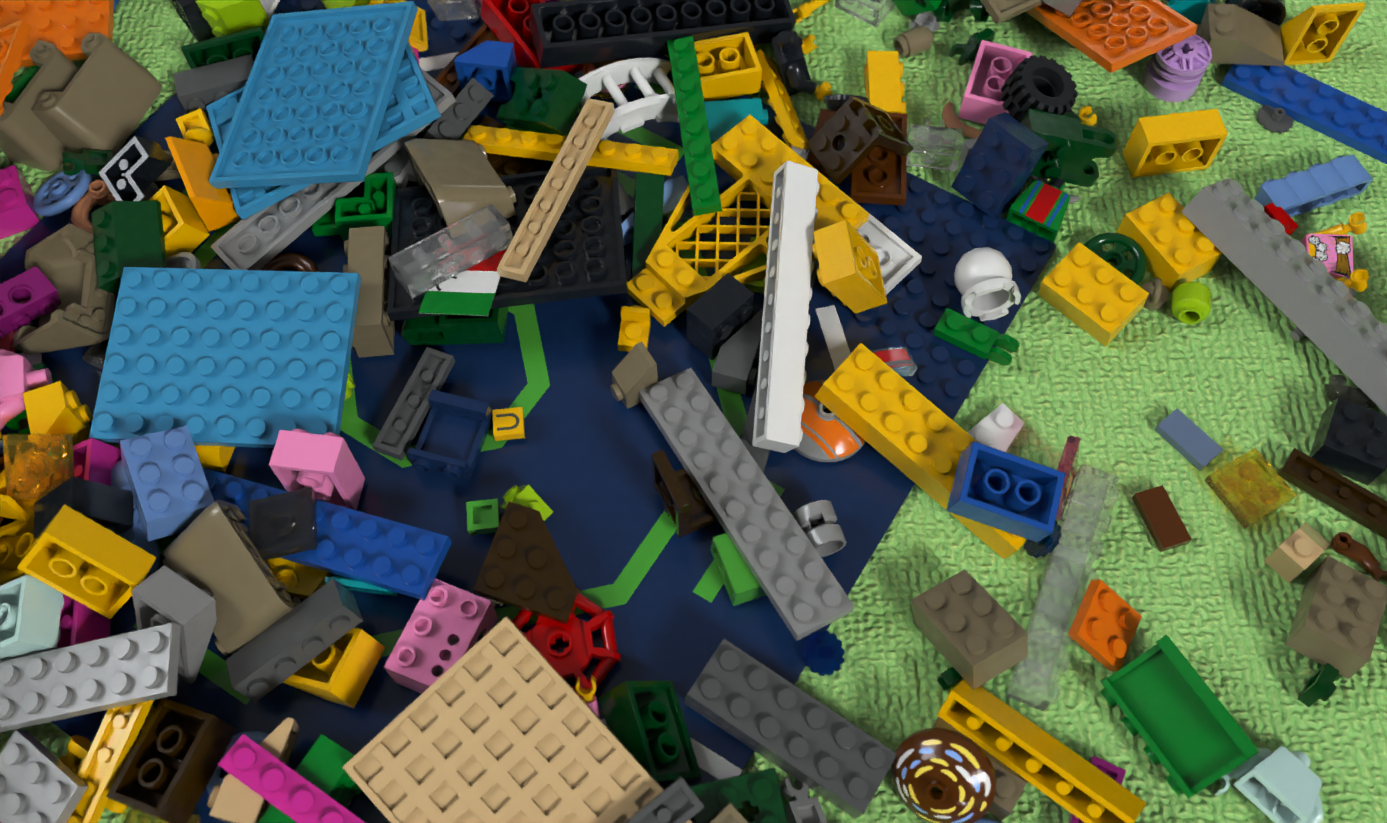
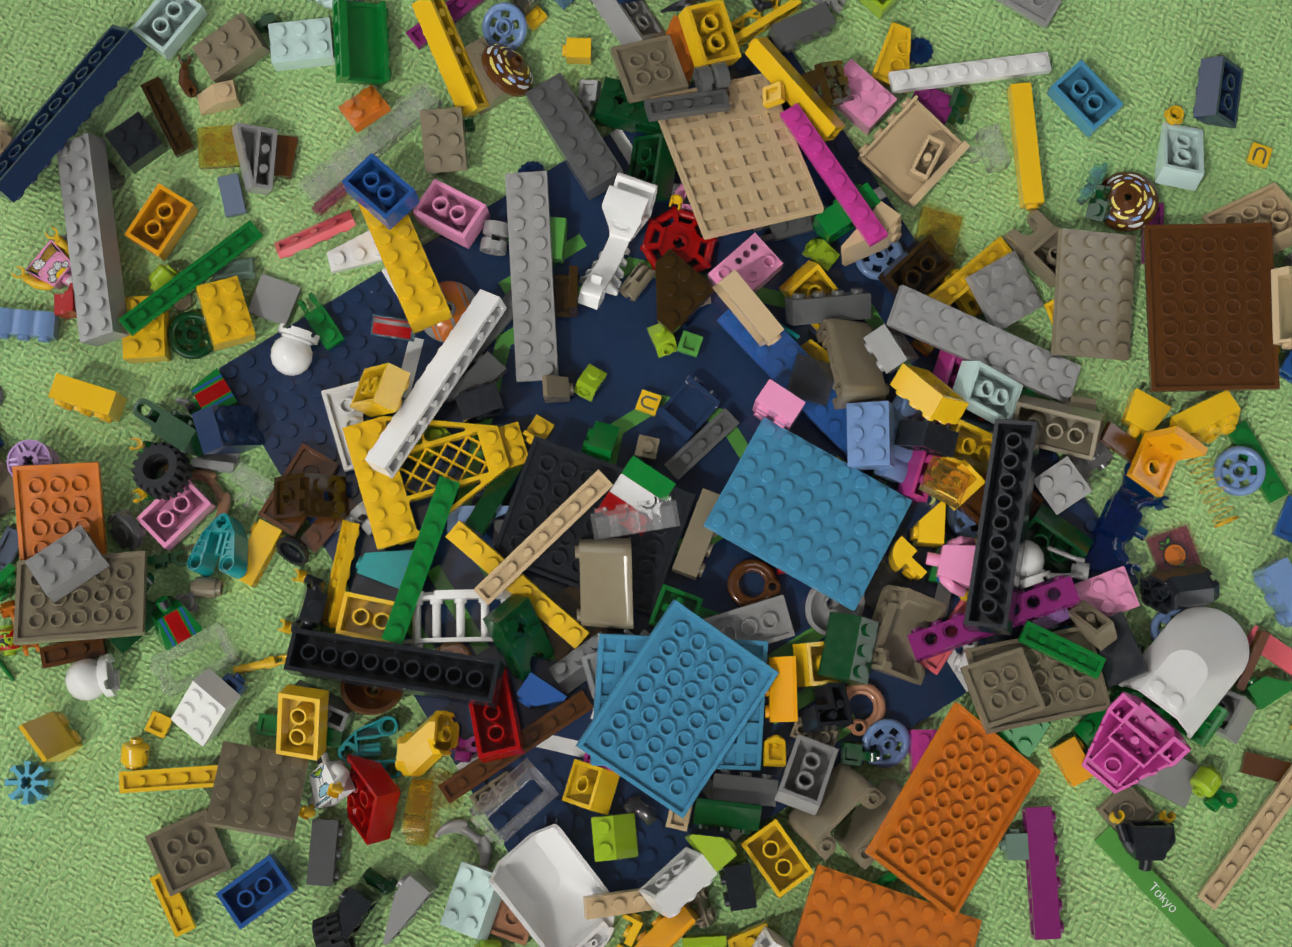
camera: 155 degrees left, 20 degrees up
(76, 366) = (900, 557): none -> yellow brick
(142, 104) = (806, 774): none -> light grey brick
(156, 40) = (776, 857): none -> yellow brick
(342, 727) = (821, 253): none -> lime bracket
(400, 549) = (748, 309): none -> tan piece
(483, 364) = (647, 448): none -> dark tan brick
(542, 335) = (601, 441): none -> green brick
(596, 413) = (589, 382): none -> lime bracket
(596, 555) = (637, 281): none -> dark tan arm
(649, 635) = (627, 210): none -> white piece
(896, 532) = (451, 213): none -> bright pink brick
(924, 74) = (225, 539): none -> teal connector
(1035, 45) = (126, 530): none -> dark grey plate
(1047, 344) = (274, 300): none -> light grey tile
(1062, 423) = (308, 237): none -> coral plate
(1119, 353) = (242, 268): none -> sand green tile
(1161, 307) = (189, 278): none -> green plate
(1198, 491) = (256, 156): none -> light grey wedge
(1246, 359) = (161, 222): none -> light orange brick
(1258, 673) = (302, 44): none -> light aqua brick

